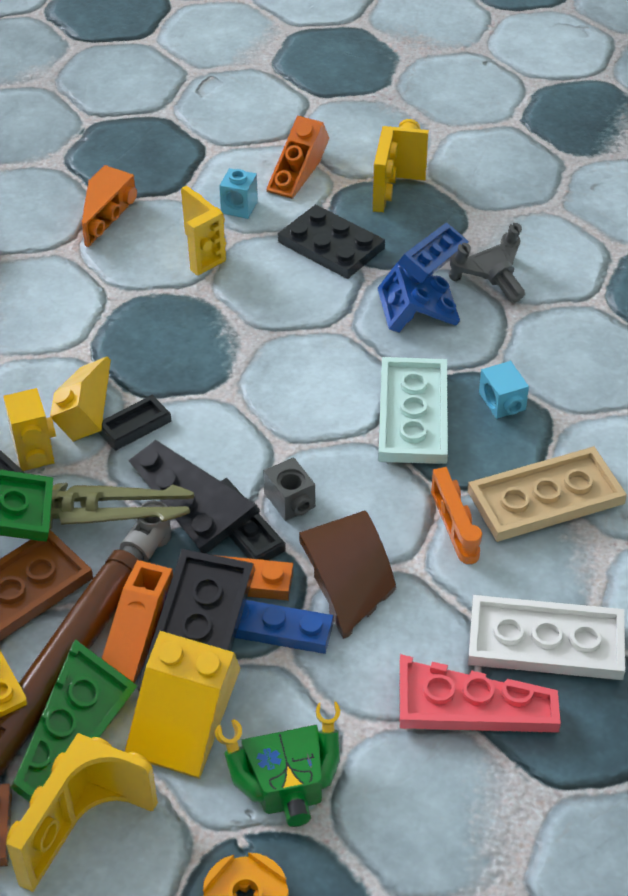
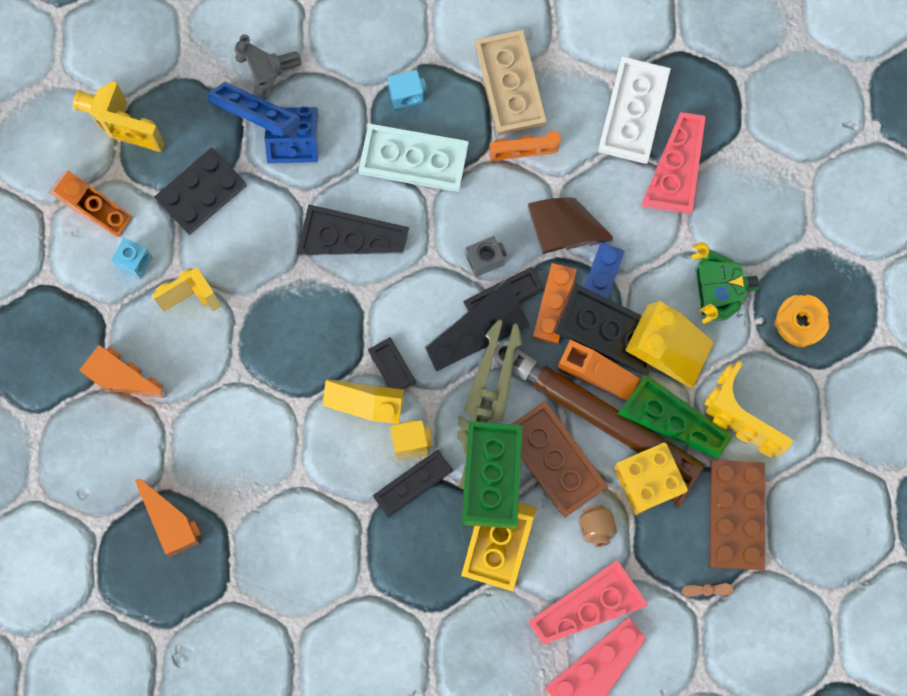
camera: 85 degrees left, 30 degrees up
(299, 362) = (343, 233): none -> black wing

